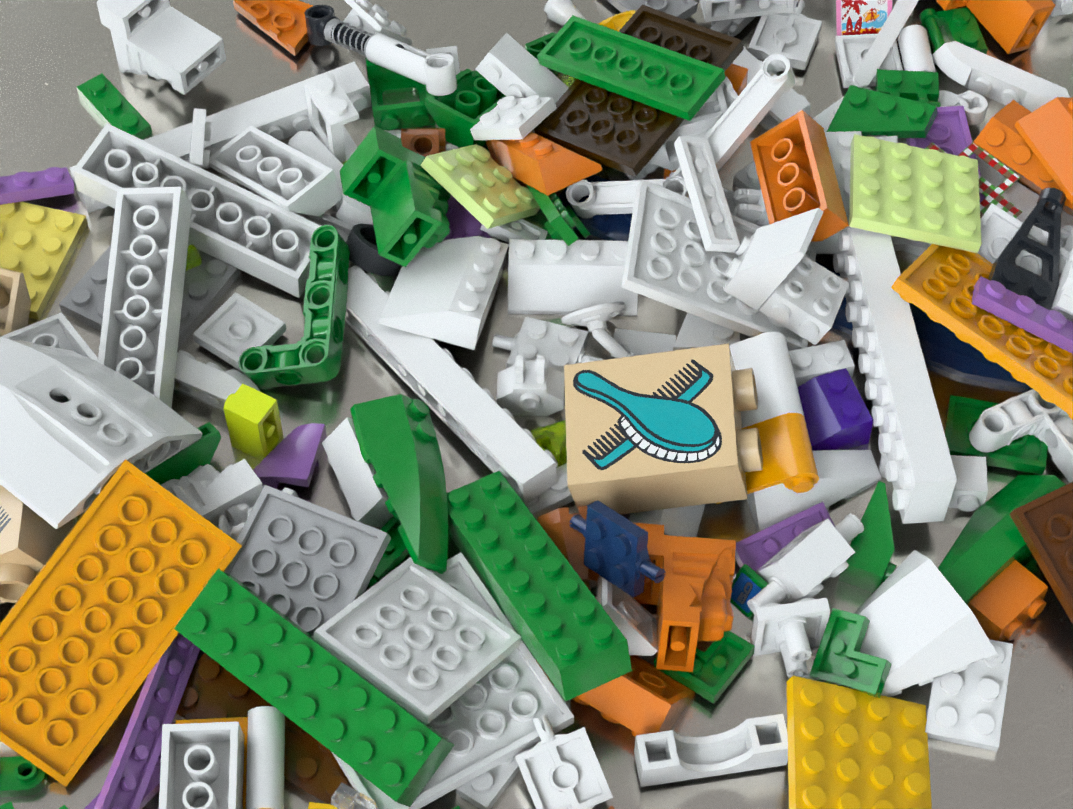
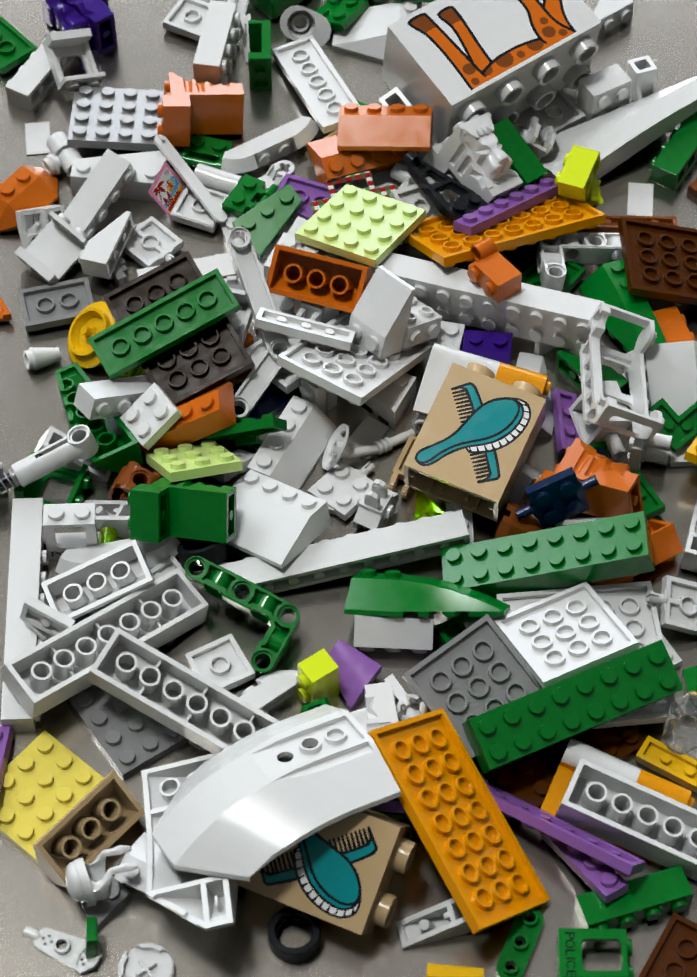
camera: 65 degrees left, 0 degrees up
(808, 514) = (601, 402): none -> white windscreen
(914, 339) = (493, 271): none -> orange hinge

